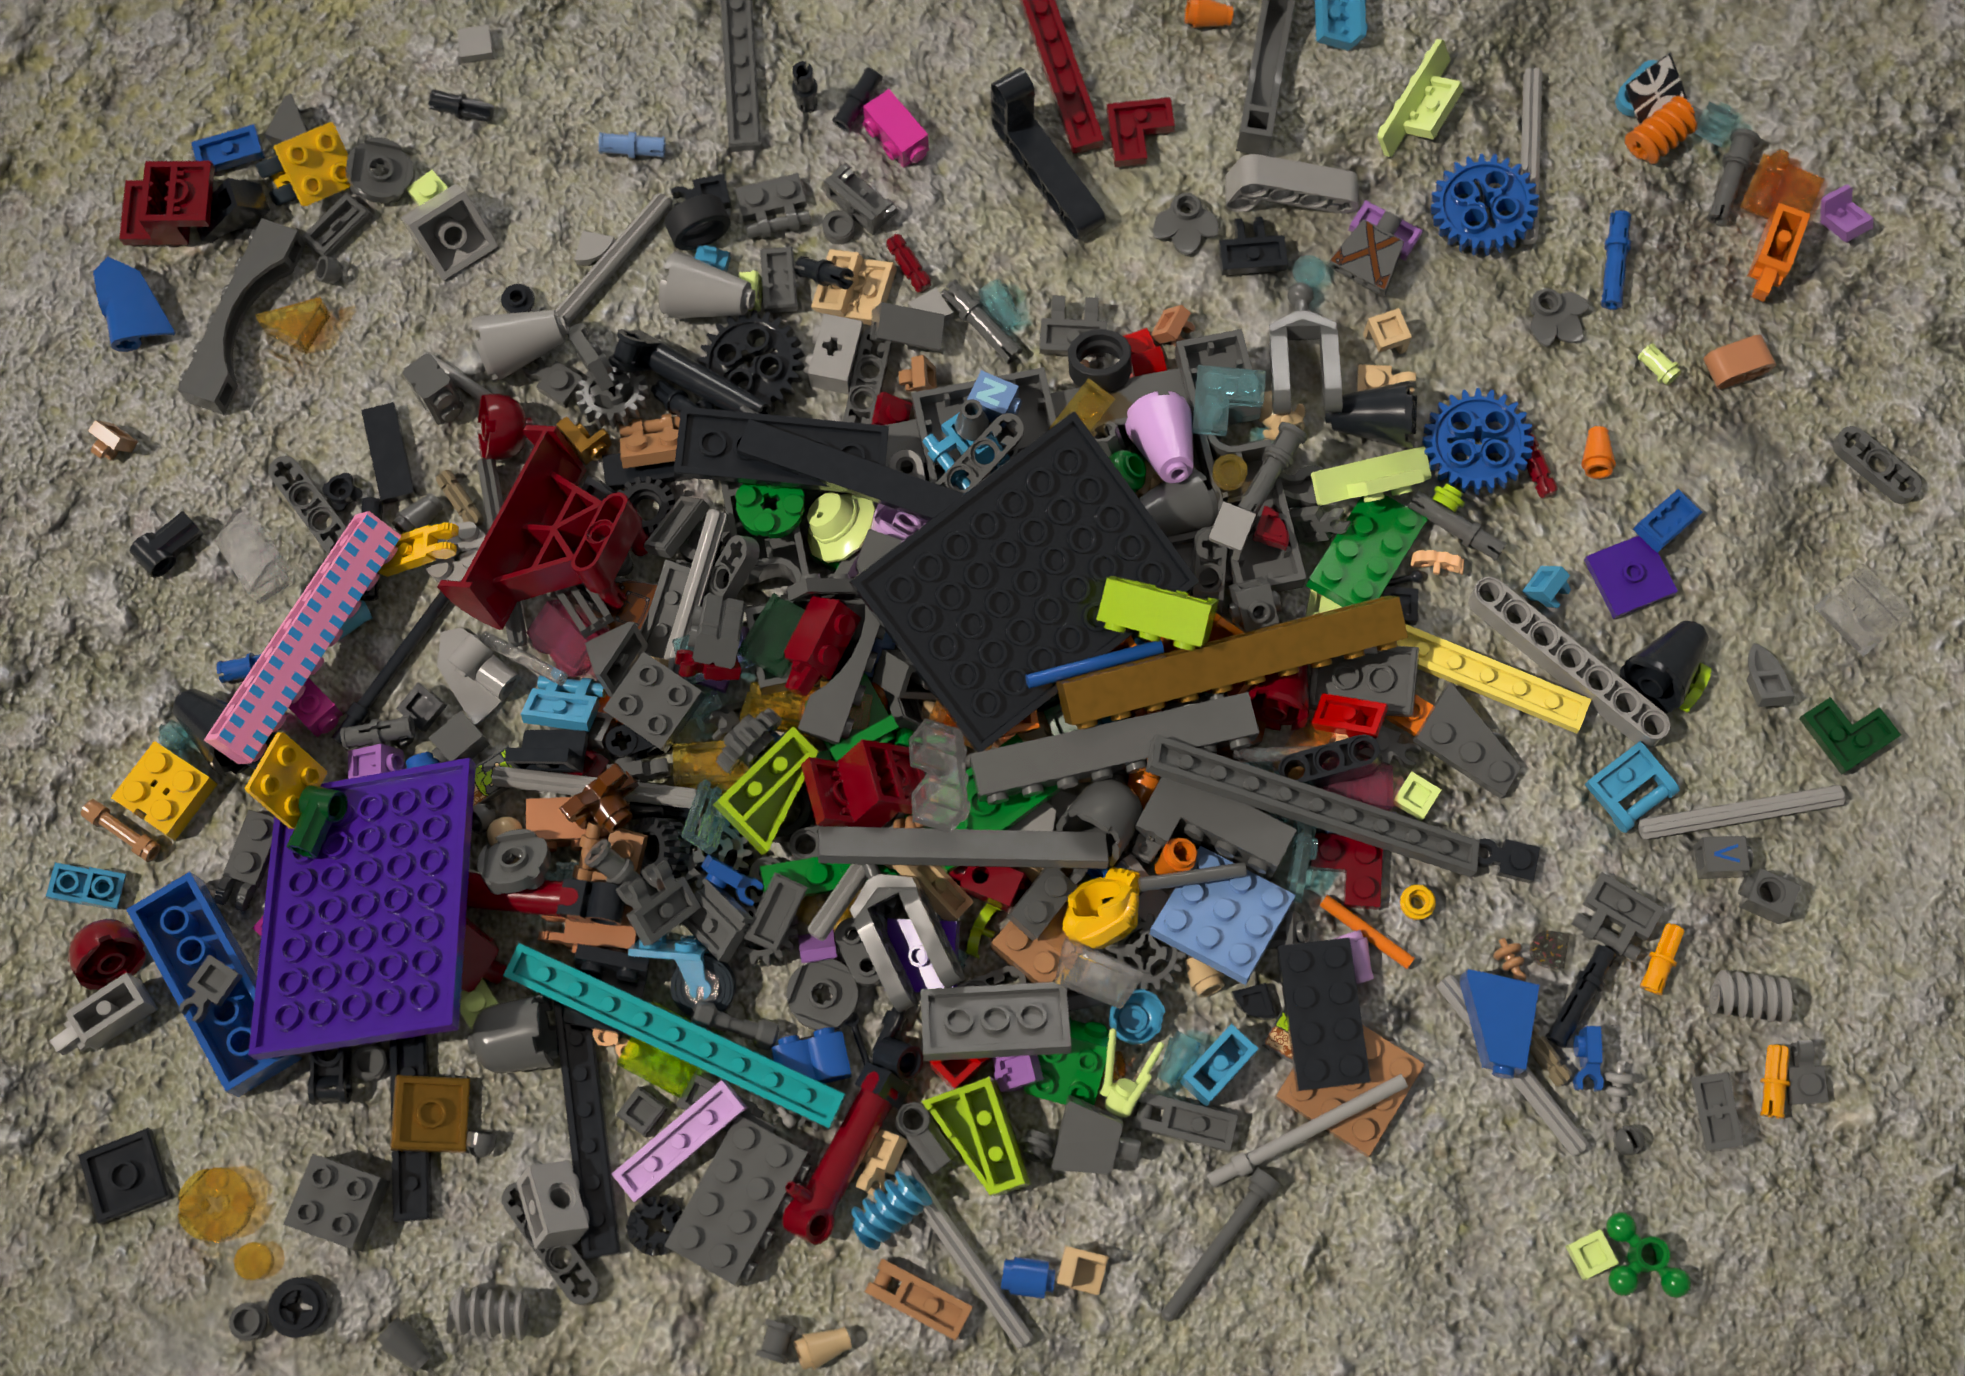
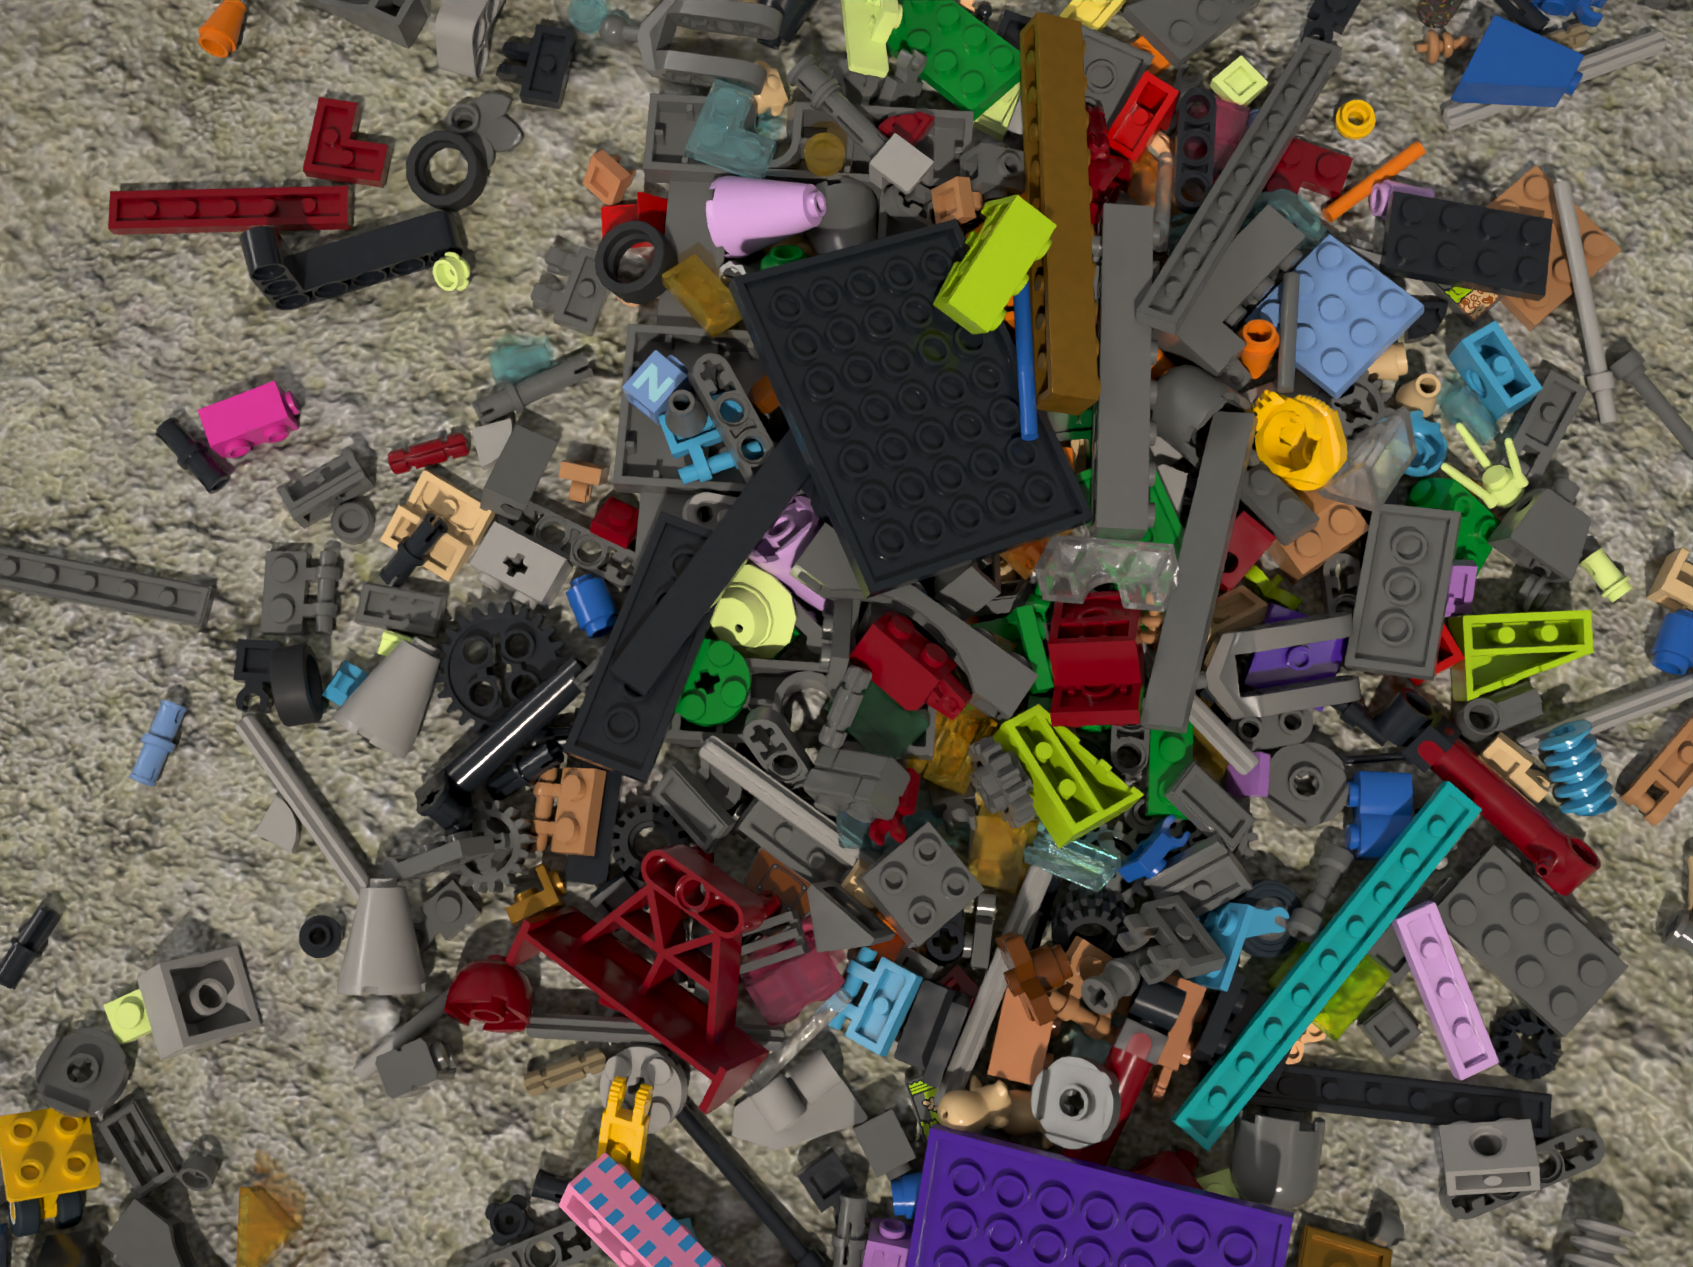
camera: 70 degrees left, 5 degrees up
(388, 453) = (475, 1149): black tile -> none
(418, 514) = (575, 1129): dark grey cone -> none
(493, 791) = (976, 1108): none -> tan animal
(774, 604) = (845, 706): none -> dark grey axle
(804, 87) = (159, 508): black pin -> none
(823, 407) = (592, 605): none -> blue brick
(1058, 235) = (451, 272): none -> yellowish green plate
(1070, 1205) = (1606, 575): none -> yellowish green pin
(1133, 185) = (418, 161): none -> black tyre
(1178, 1019) = (1419, 394): none -> tan cone
(1217, 582) = (956, 201): none -> medium nougat tile
(1322, 681) = (1097, 133): none -> dark red axle

